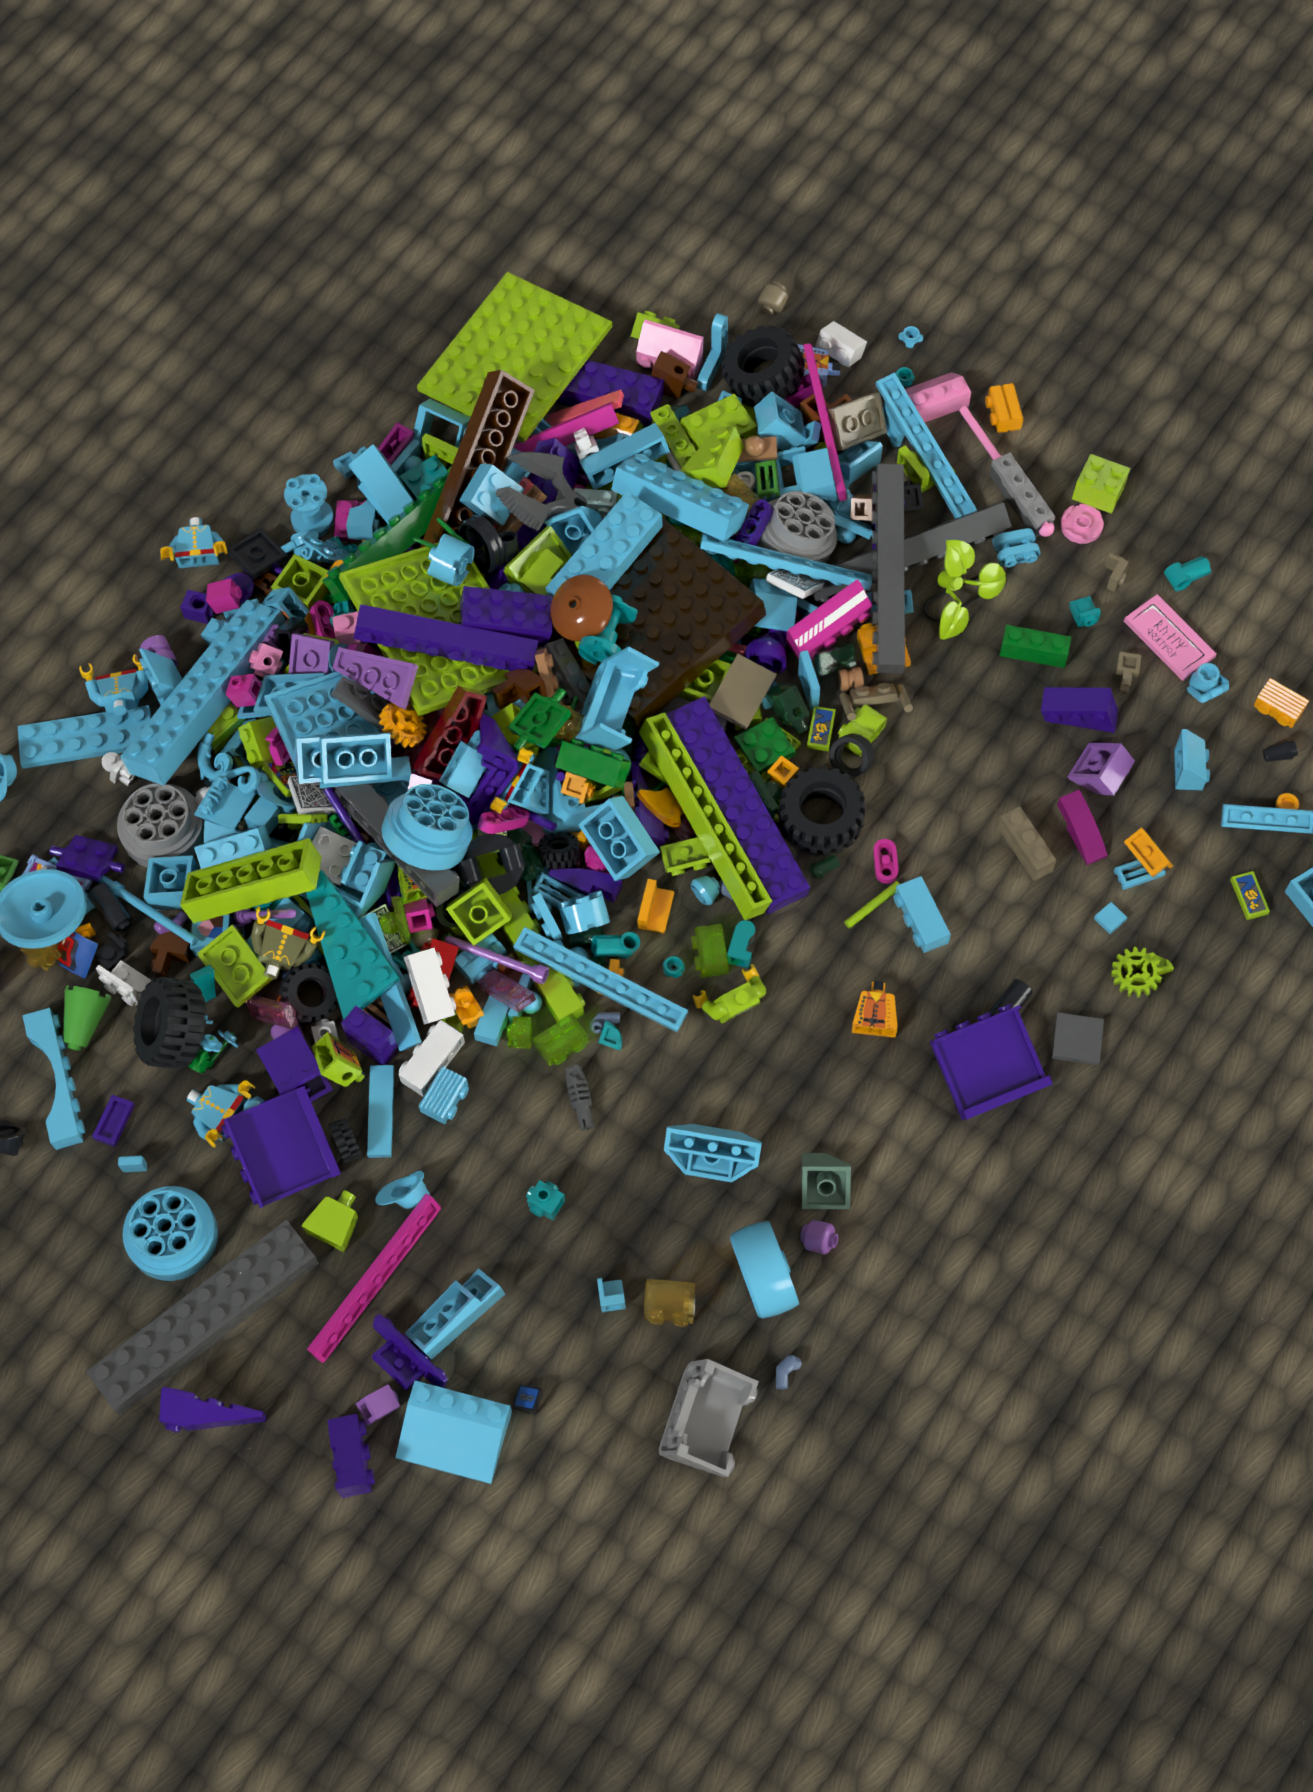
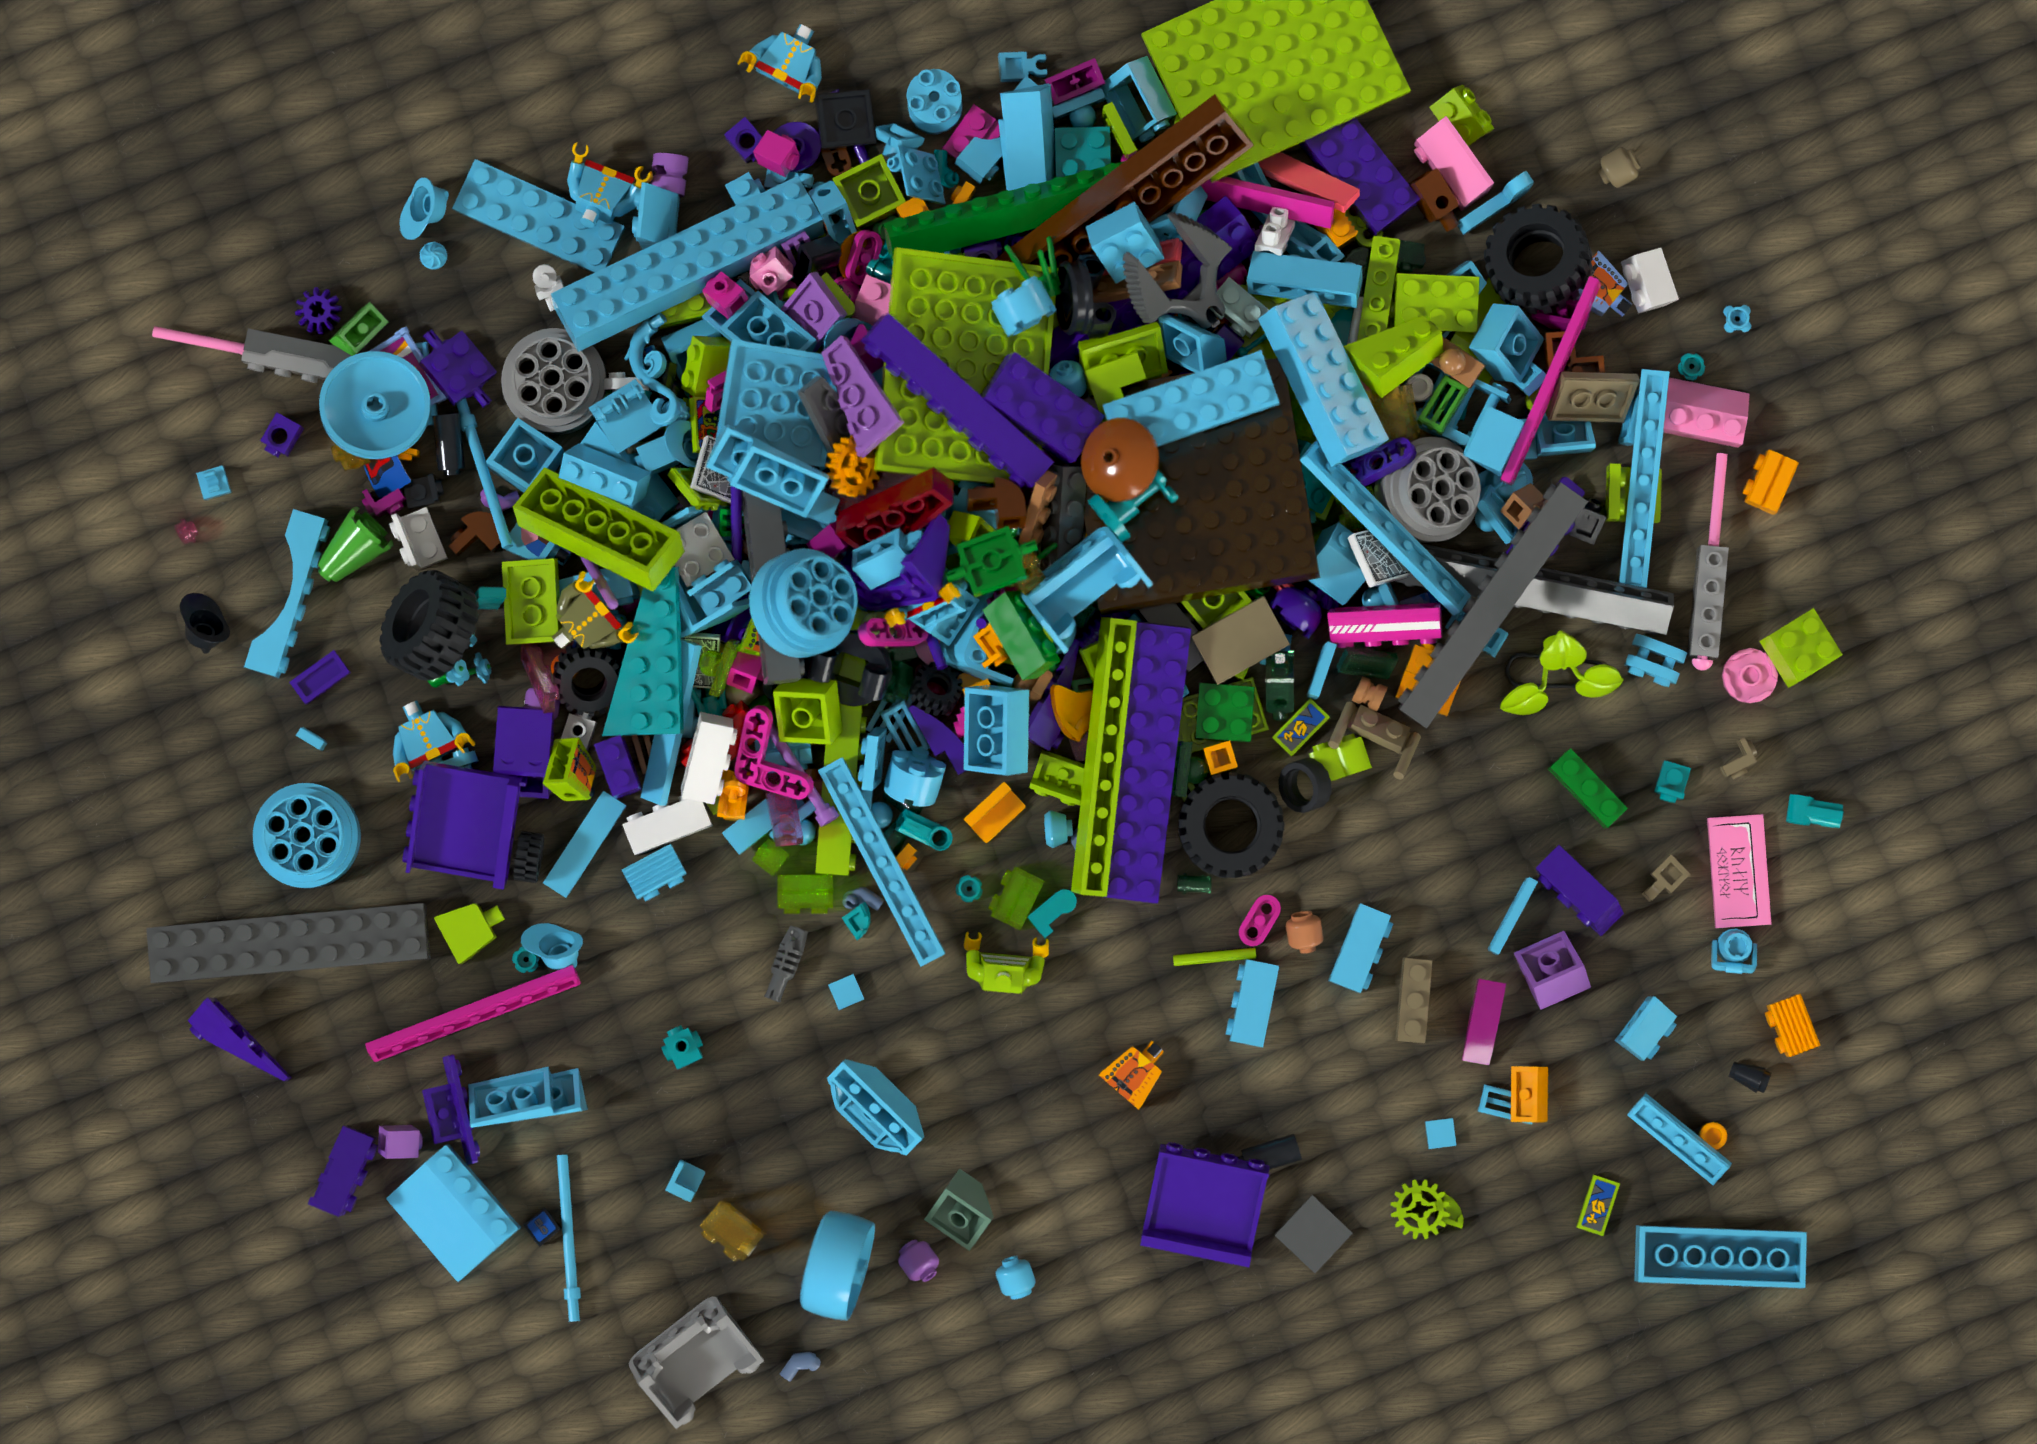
camera: 30 degrees right, 20 degrees up
(25, 801) = (433, 255): none -> medium azure plate
(88, 976) = (391, 503): none -> magenta bracket
(389, 1210) = (520, 965): none -> teal plate
(472, 970) = (761, 768): none -> dark pink beam
(581, 1431) = (571, 1292): none -> medium azure bar
(636, 1090) = (846, 991): none -> medium azure tile
(896, 1203) = (1015, 1277): none -> medium azure head
(921, 847) = (1304, 931): none -> nougat head
(966, 835) = (1361, 948): none -> medium azure brick
(1048, 752) = (1512, 915): none -> medium azure tile

